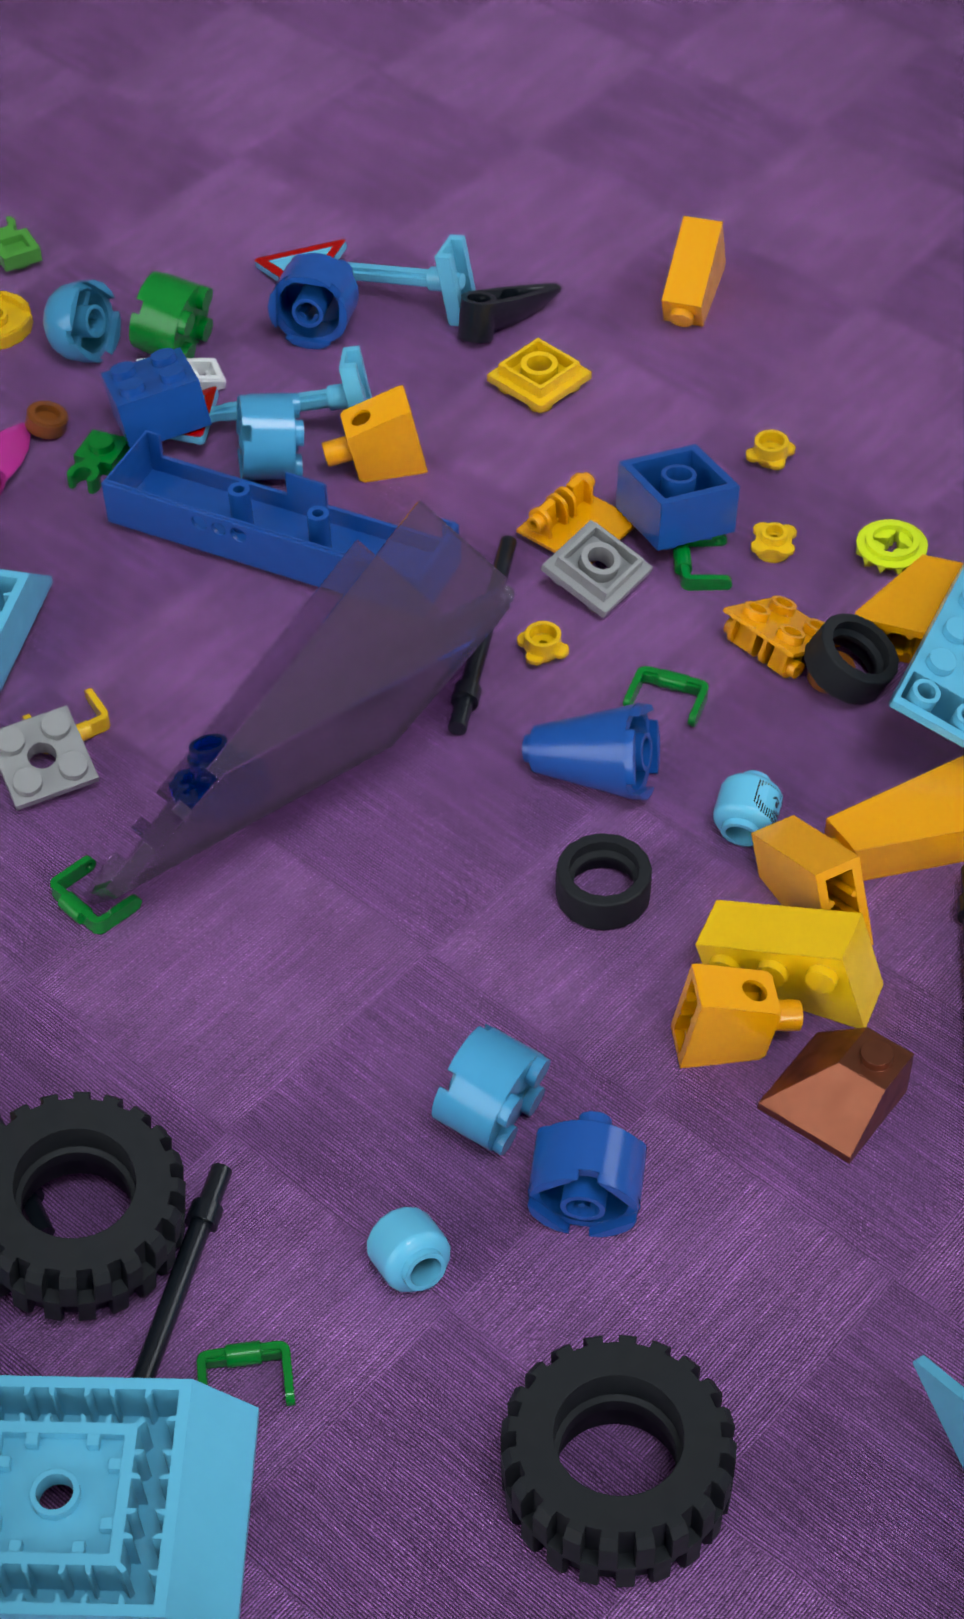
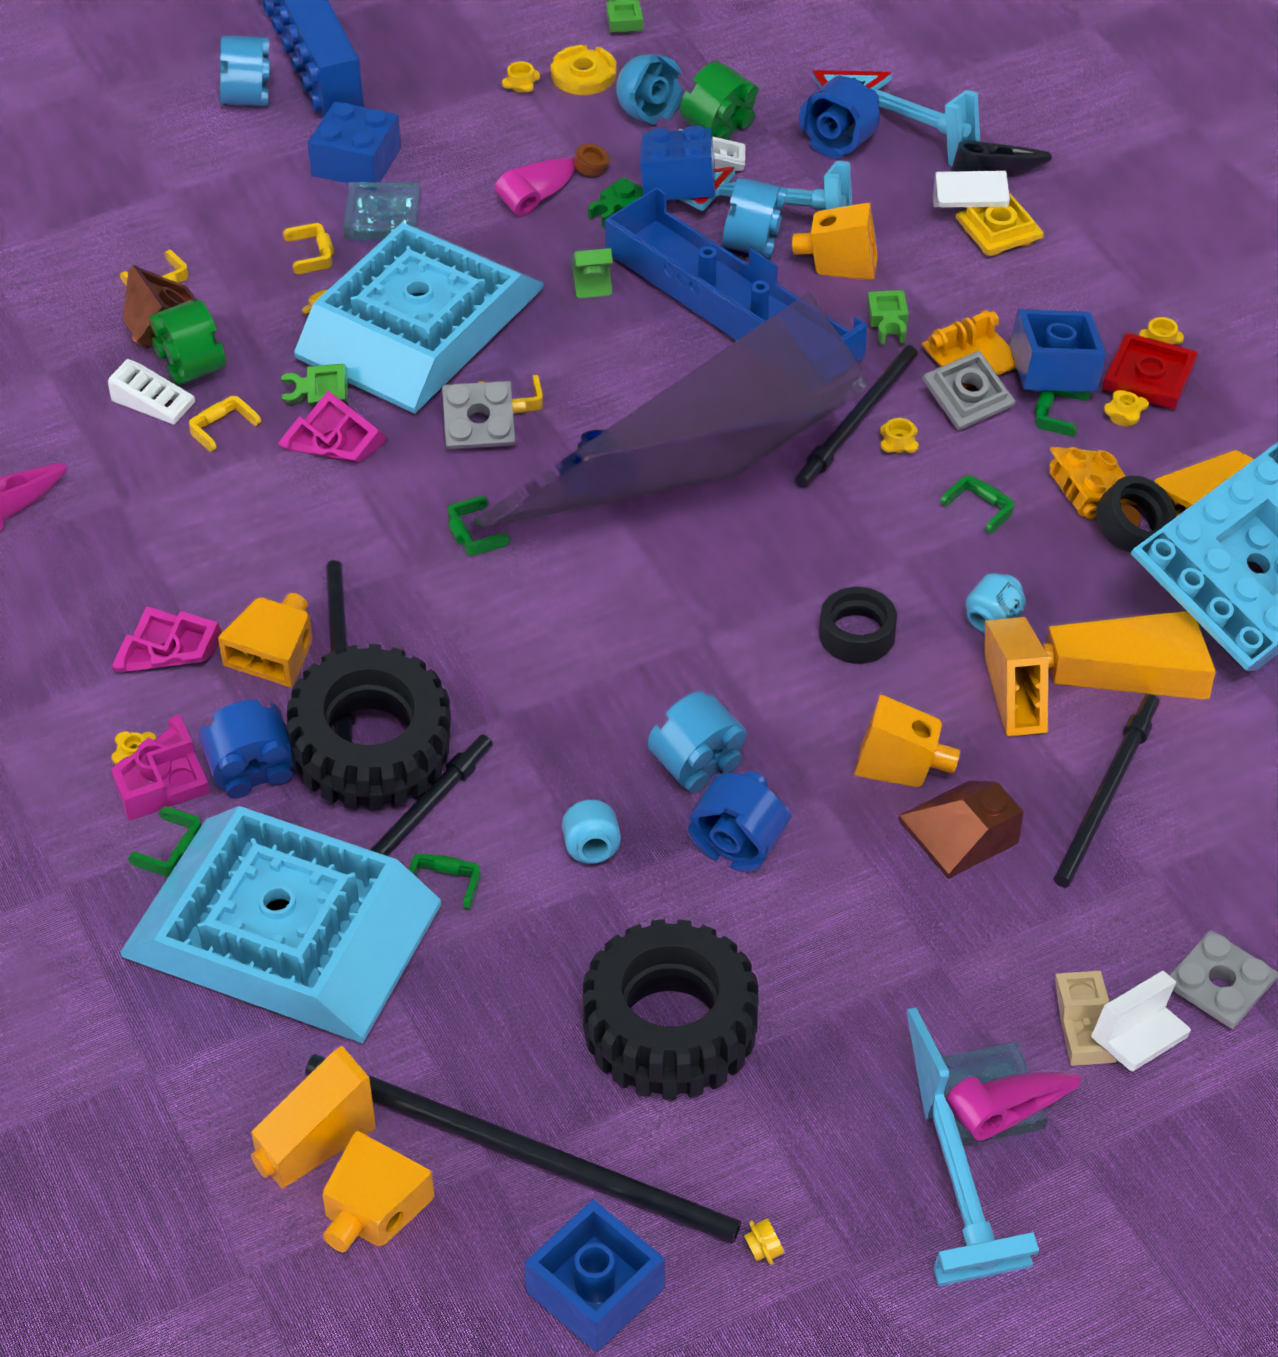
camera: 20 degrees right, 0 degrees up
(104, 549) = (592, 272): none -> bright green slope
(466, 503) = (888, 313): none -> bright green plate
(493, 344) = (971, 189): none -> white panel
(599, 750) = (902, 528): blue cone -> none
(694, 272) = (1168, 172): light orange slope -> none
(781, 491) = (1151, 370): none -> red plate
(808, 951) = (980, 719): yellow wedge -> none
(880, 535) = (1221, 427): neon yellow gear -> none

